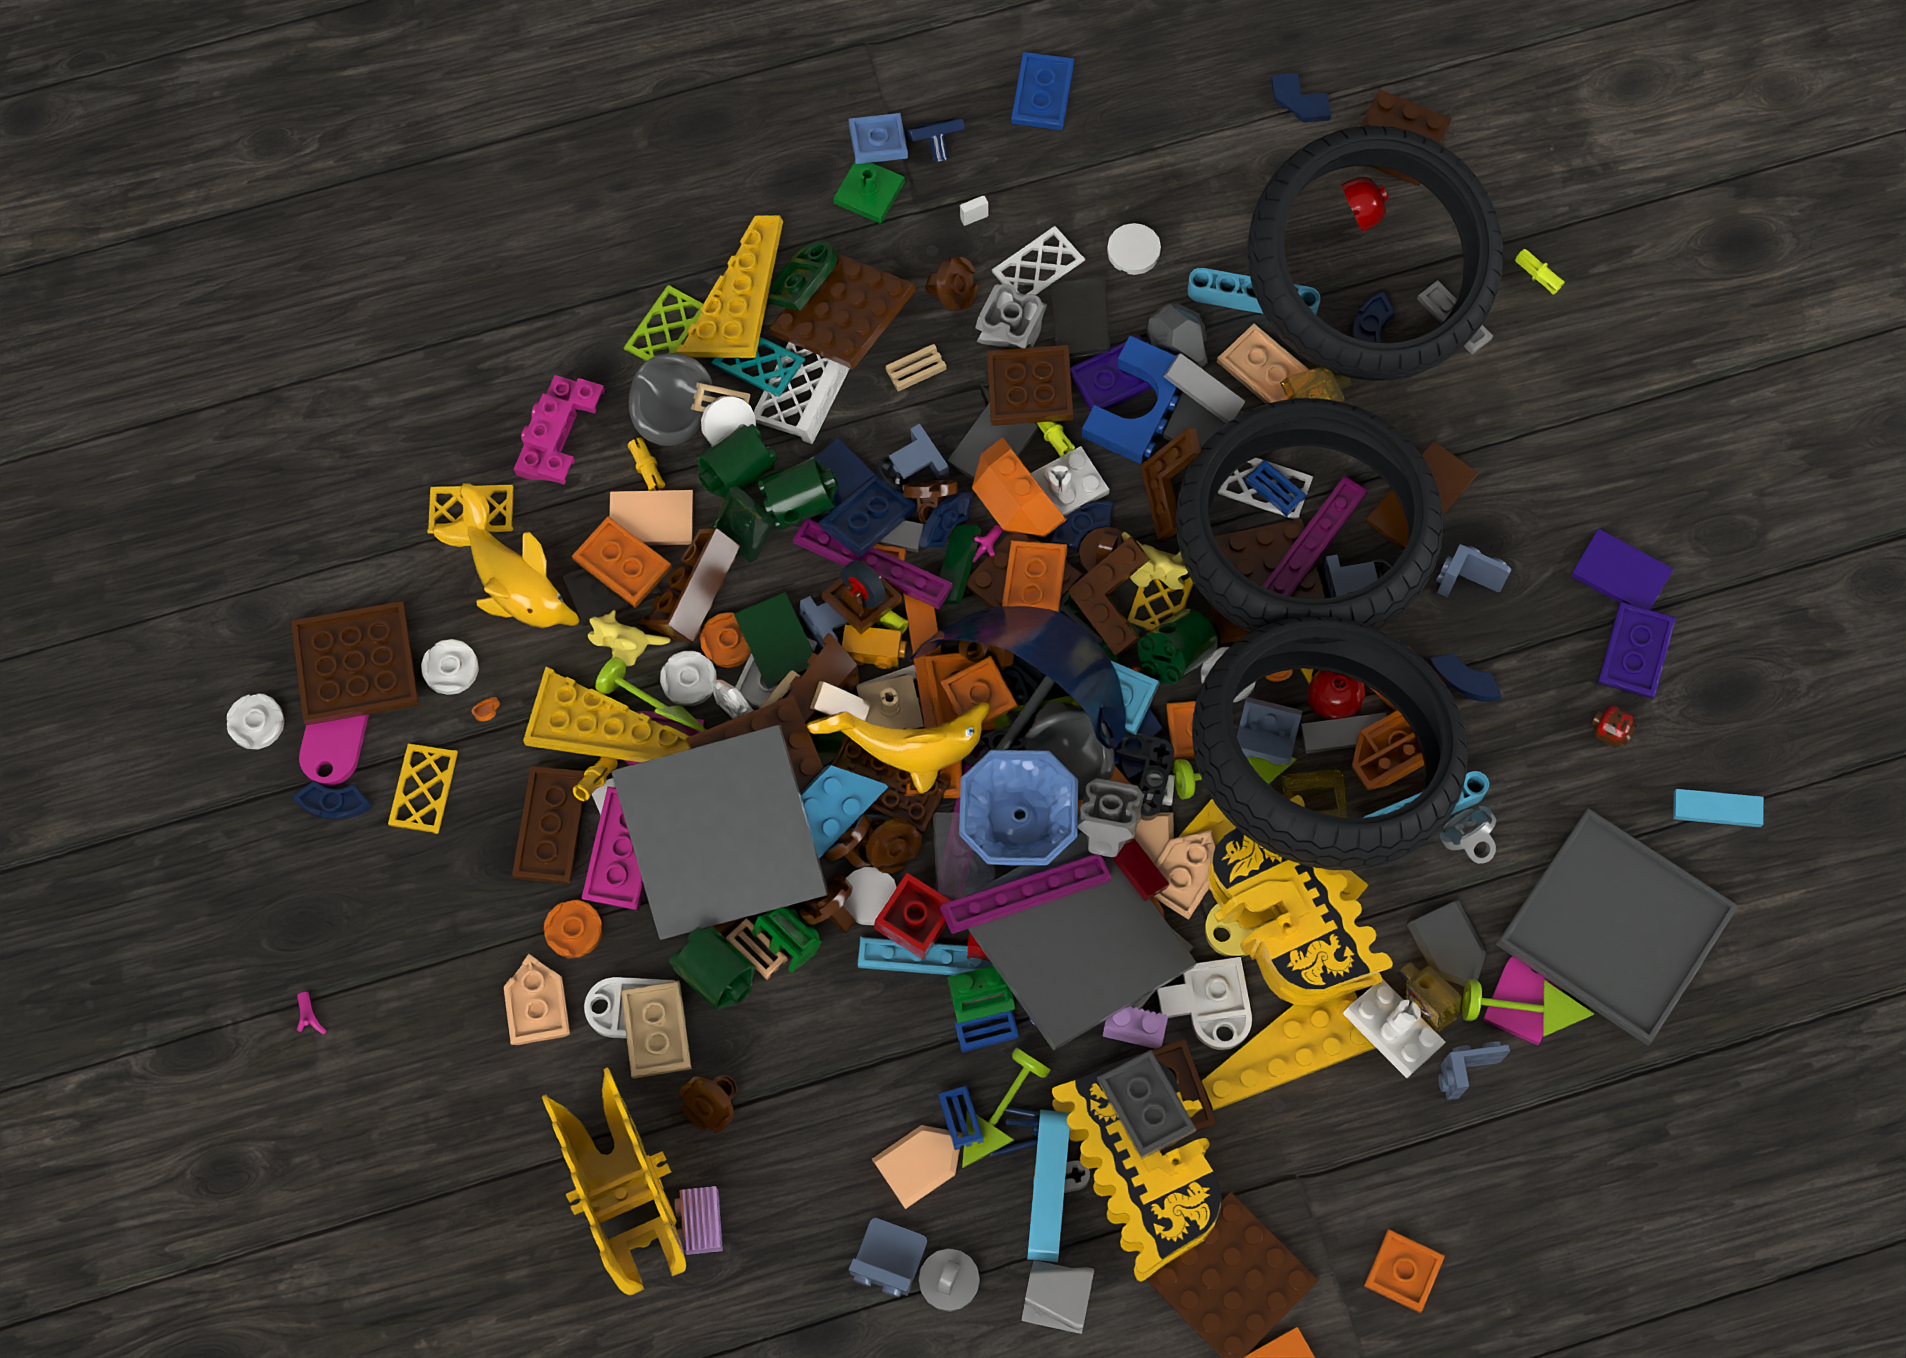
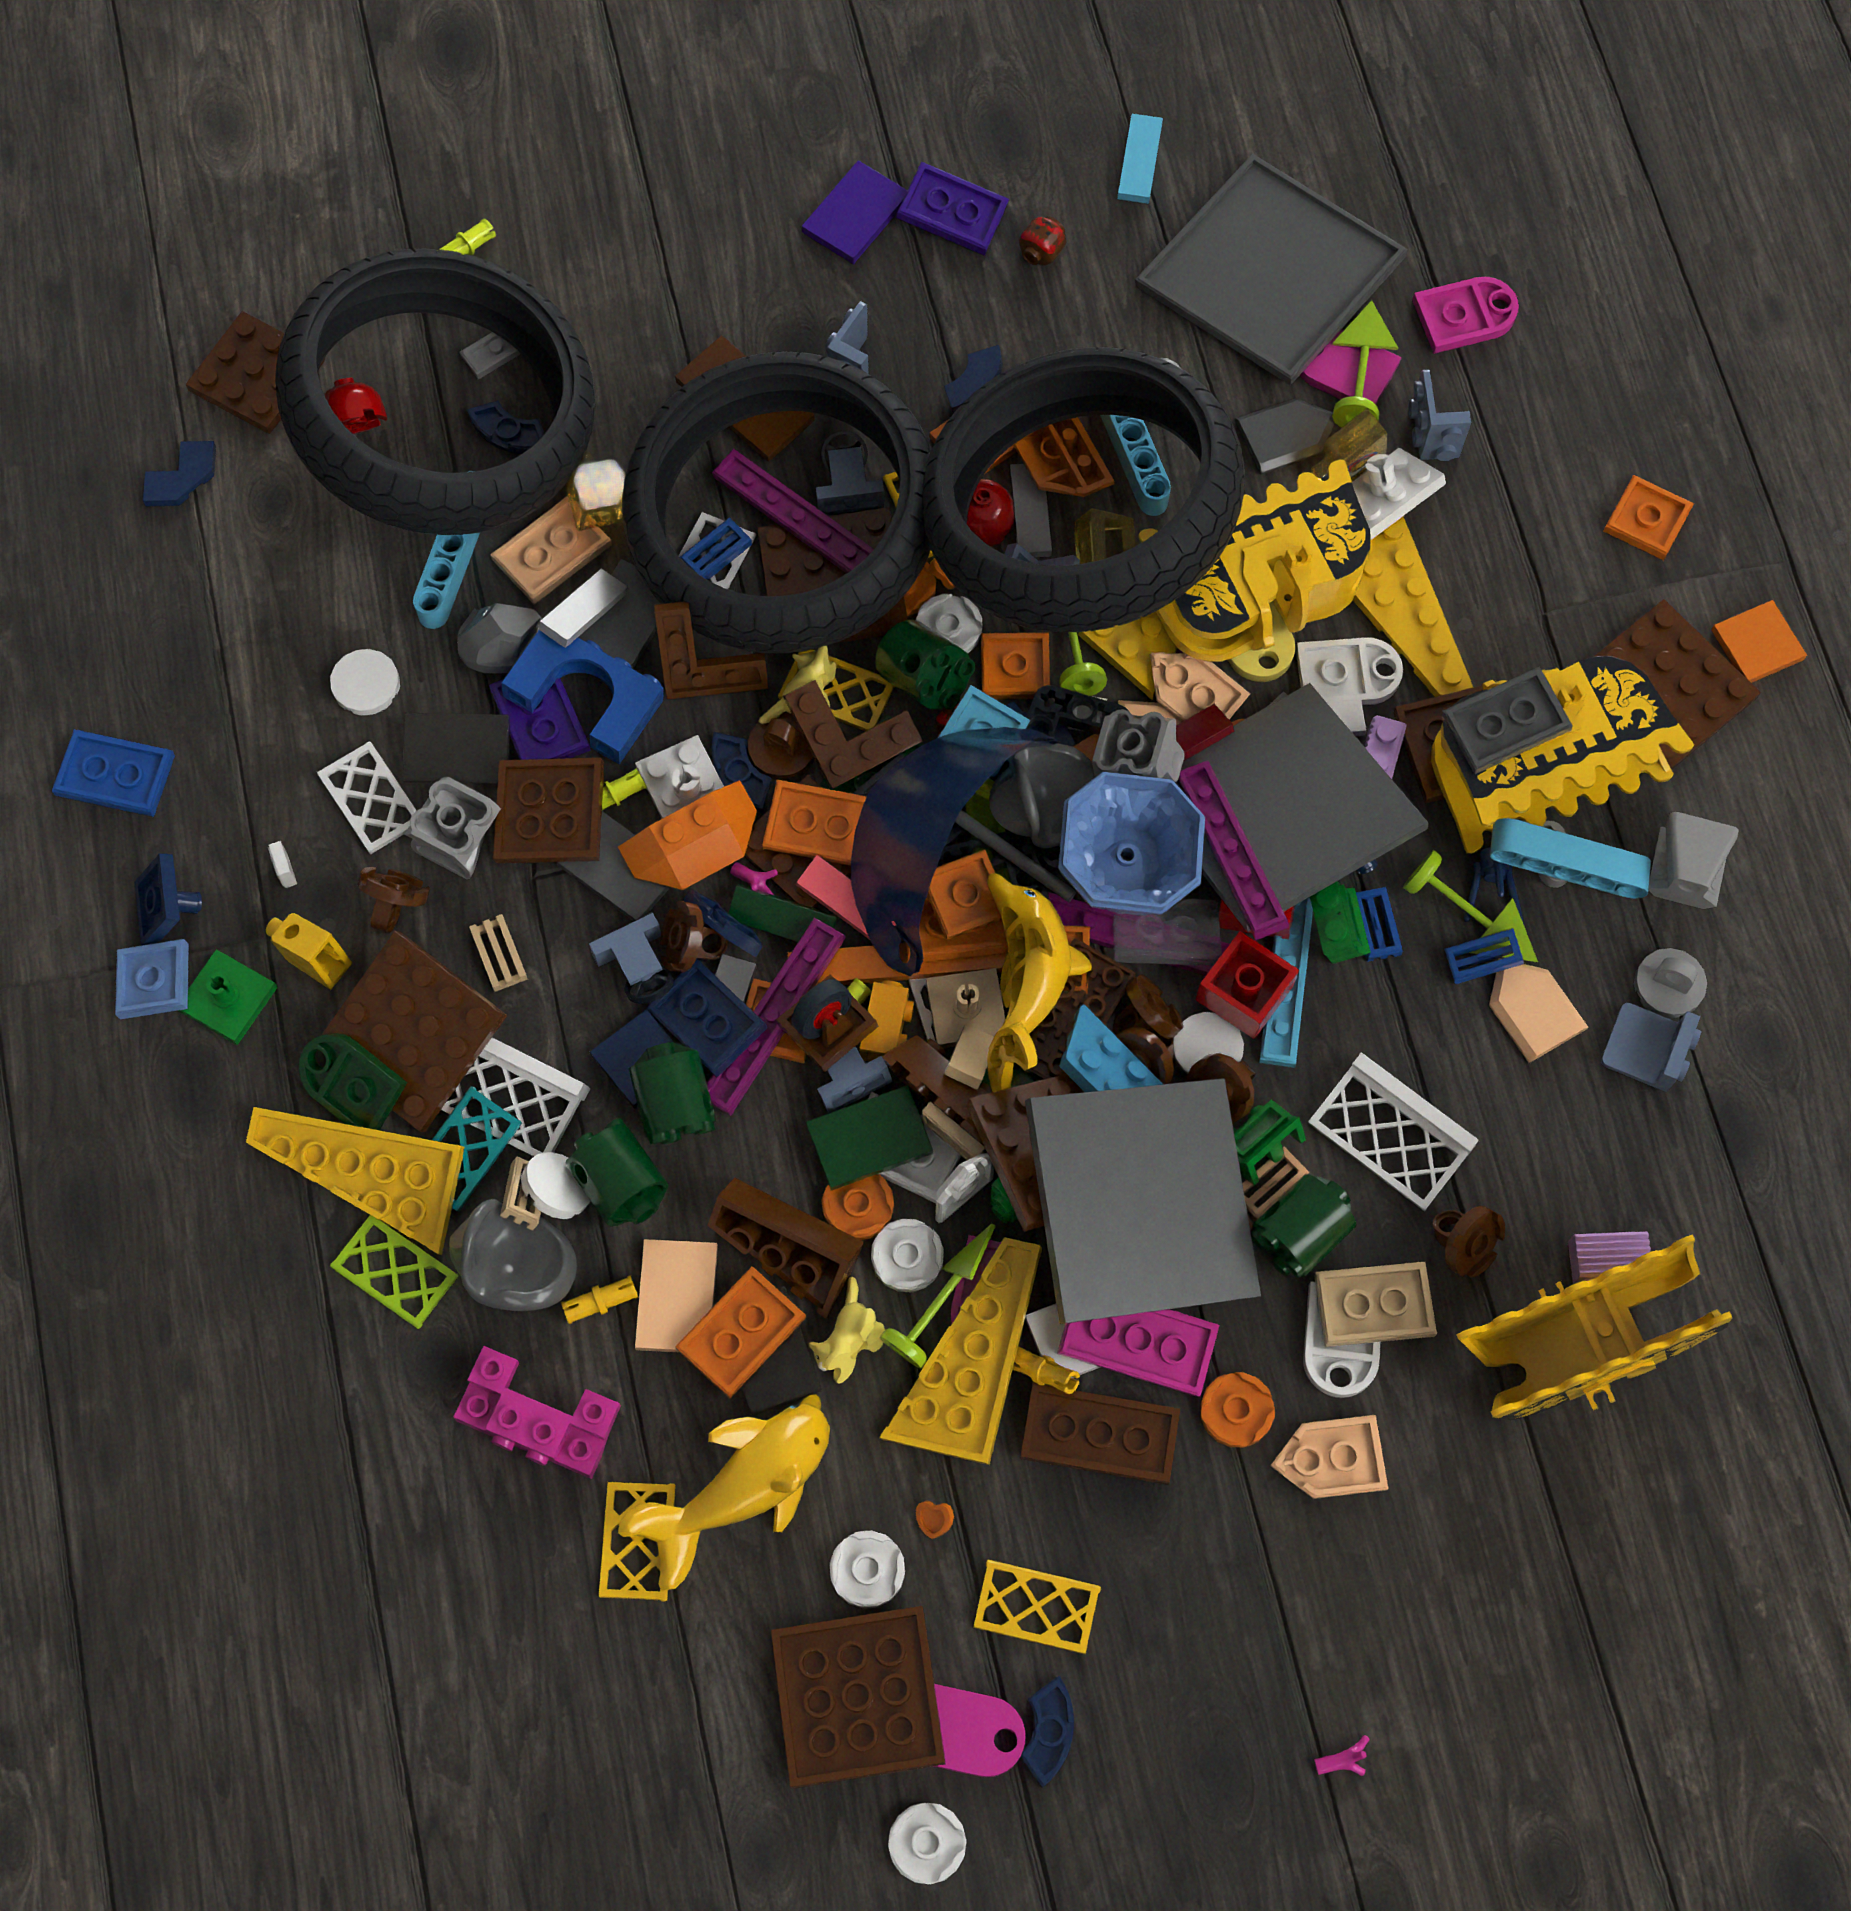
camera: 90 degrees left, 0 degrees up
(744, 522) = (705, 1168): clear green tile -> none
(821, 1061) = (1411, 1106): none -> white fence
(904, 235) = (309, 948): none -> yellow torso
(978, 597) = (832, 891): none -> coral tile
(1598, 1101) = (1465, 313): none -> dark pink tile

